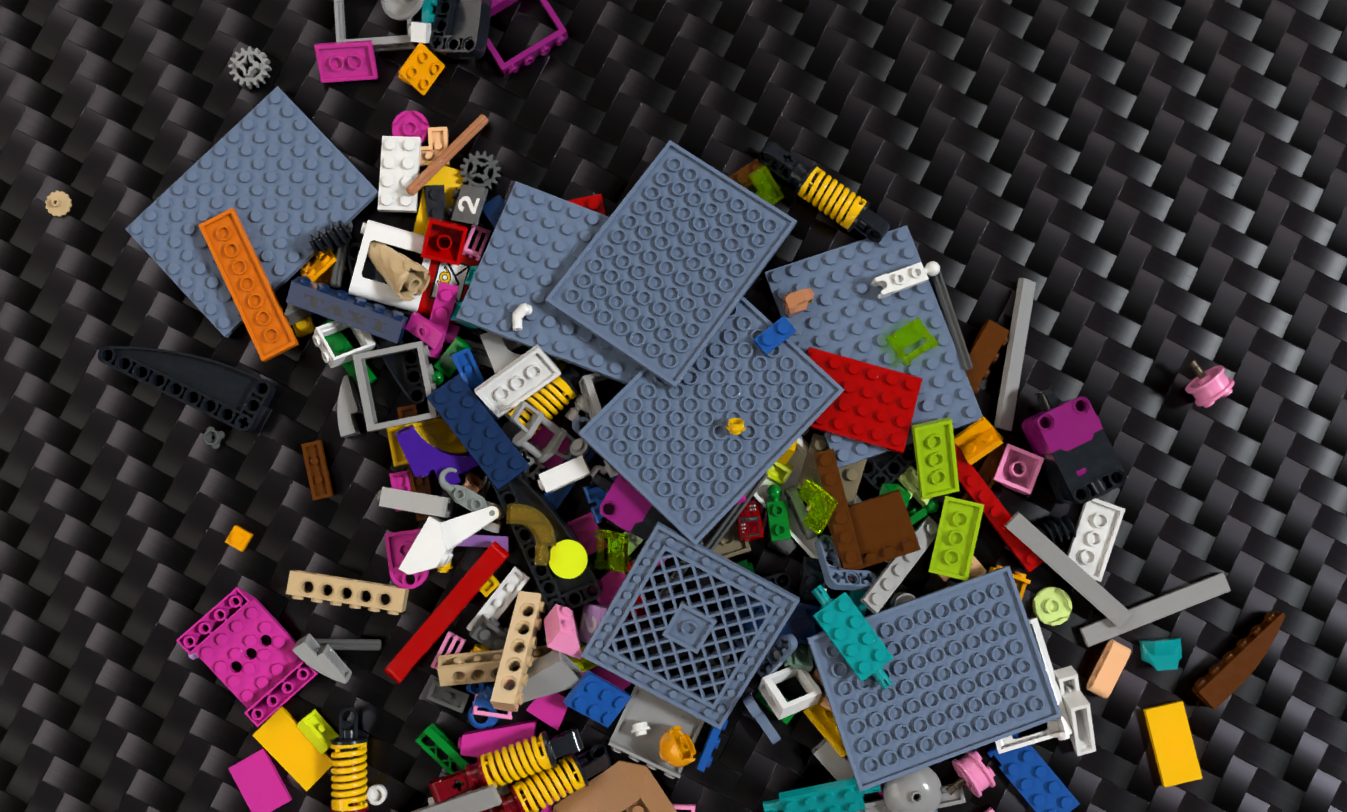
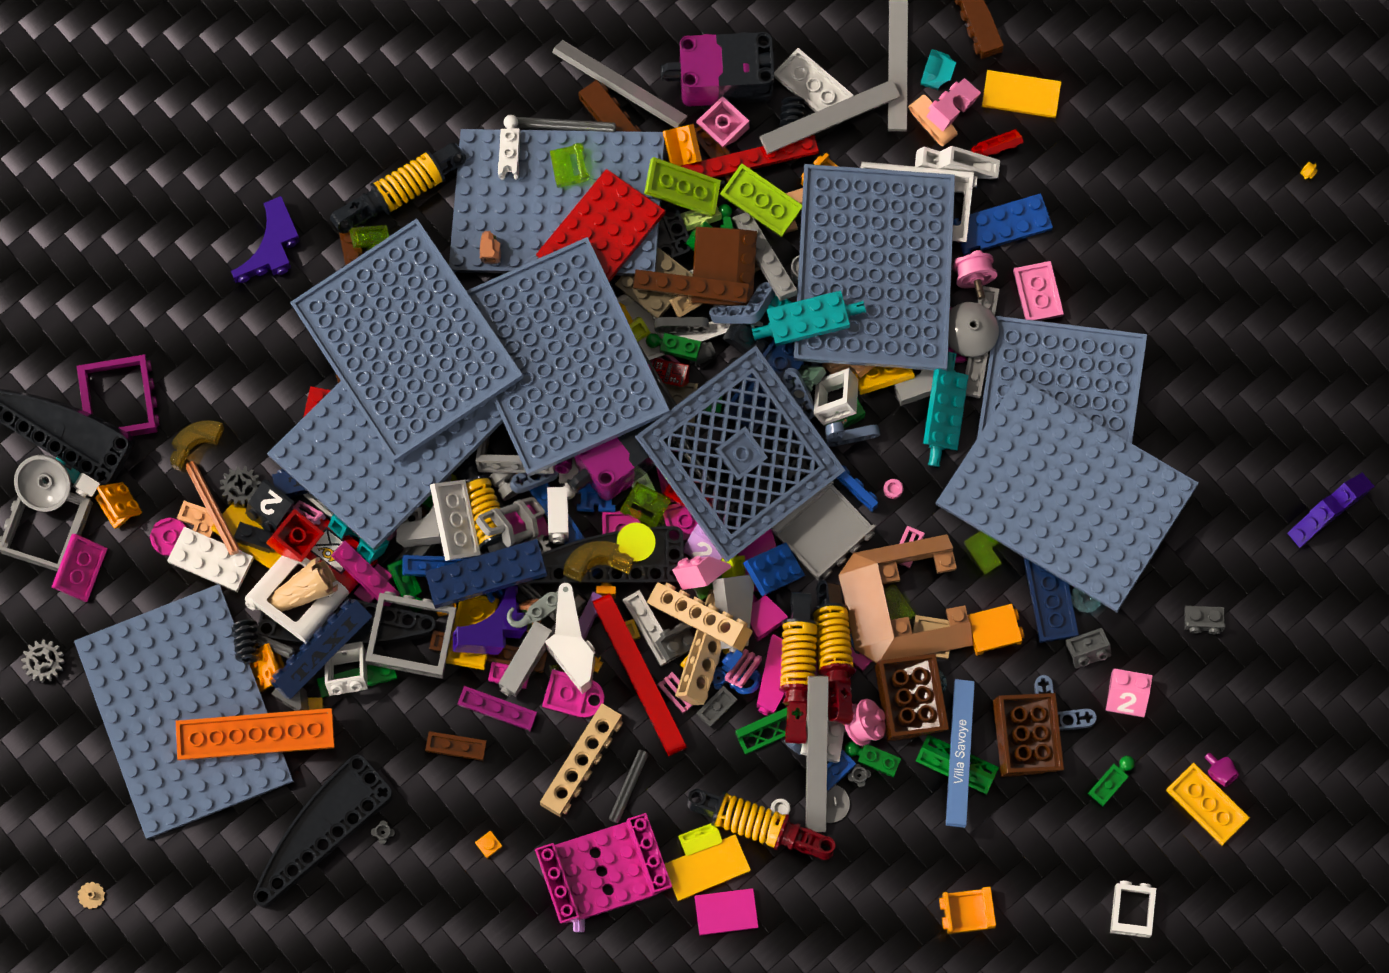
camera: 65 degrees left, 10 degrees down
(322, 659) = (633, 805): light grey slope -> none
(347, 408) = (409, 693): light grey slope -> none
(366, 493) = (497, 708): none -> magenta plate
(425, 330) = (371, 588): dark pink plate -> none
(508, 106) = (191, 436): none -> clear yellow arch
(515, 547) = (606, 588): none -> light orange plate
(522, 310) = (395, 488): white arm -> none
(579, 447) = (538, 495): light grey plate -> none
(640, 729) = (817, 545): white plate -> none
(676, 747) = (846, 518): light orange cylinder -> none
(712, 103) = (270, 254): none -> dark purple arch
(726, 777) = (893, 488): none -> bright pink tile
(735, 426) = (579, 337): yellow plate -> none
(774, 336) = (513, 277): blue plate -> none
(821, 505) = (682, 299): clear neon green plate -> none
(1052, 606) = (858, 145): yellowish green tile -> none
(1112, 742) = (997, 144): none -> red hinge
(1133, 684) = (944, 111): none -> bright pink arch

